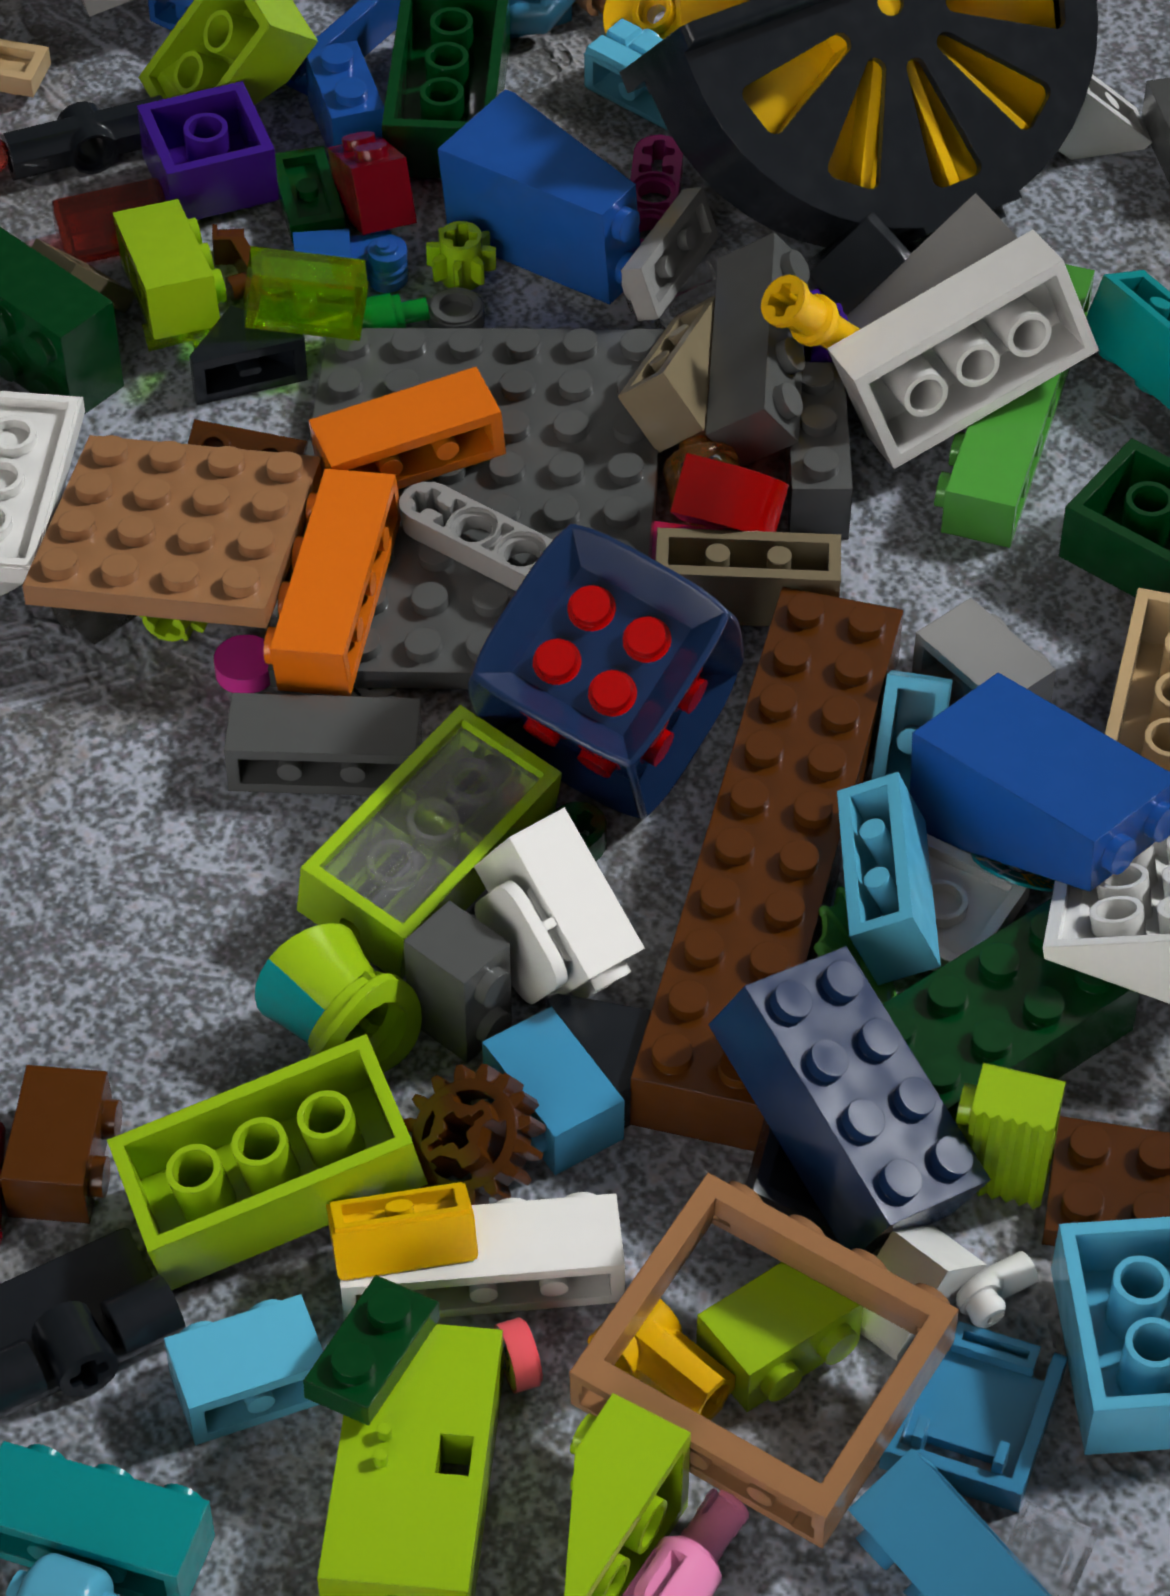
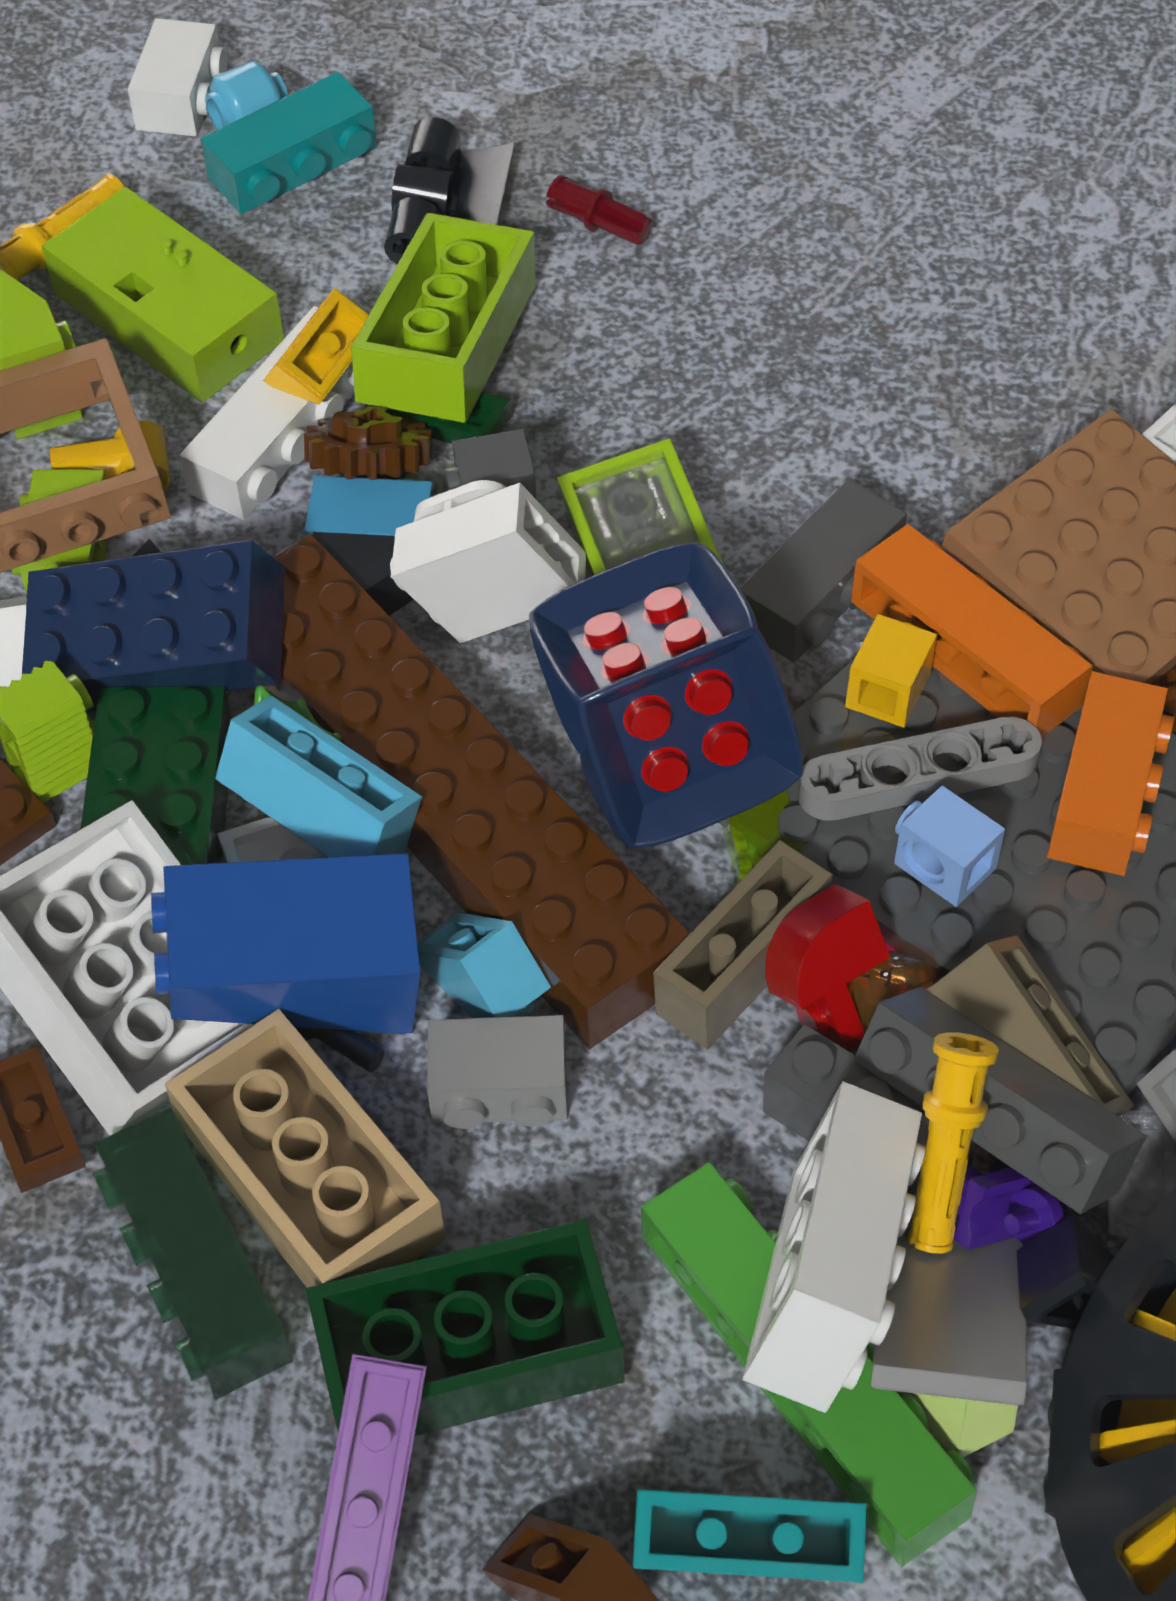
camera: 130 degrees right, 5 degrees up
(60, 1144) = (589, 251): reddish brown brick -> none
(243, 1367) = (320, 252): medium azure brick -> none
(331, 994) = (554, 416): lime hat -> none
(371, 1350) = (238, 273): dark green plate -> none
(422, 600) = (890, 670): none -> yellow brick
(521, 1356) = (191, 391): coral tile -> none
(568, 477) = (948, 845): none -> light blue brick

